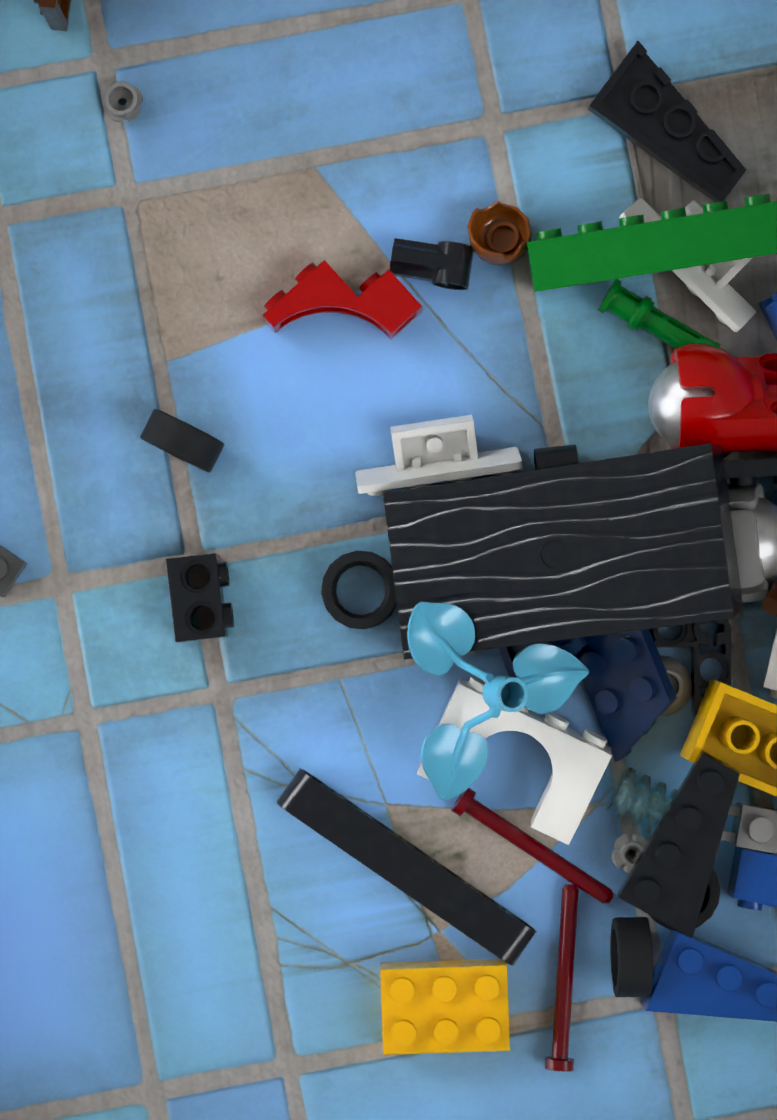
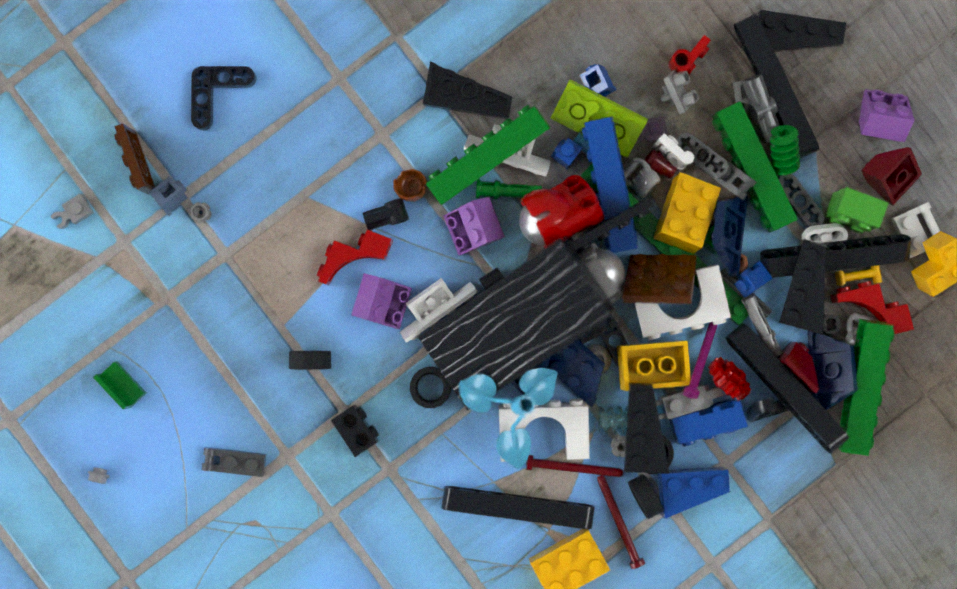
camera: 30 degrees left, 0 degrees up
(85, 45) = (169, 194): none -> sand blue brick
(351, 403) = (381, 301): none -> medium lavender slope
(571, 355) = (474, 225): none -> medium lavender slope

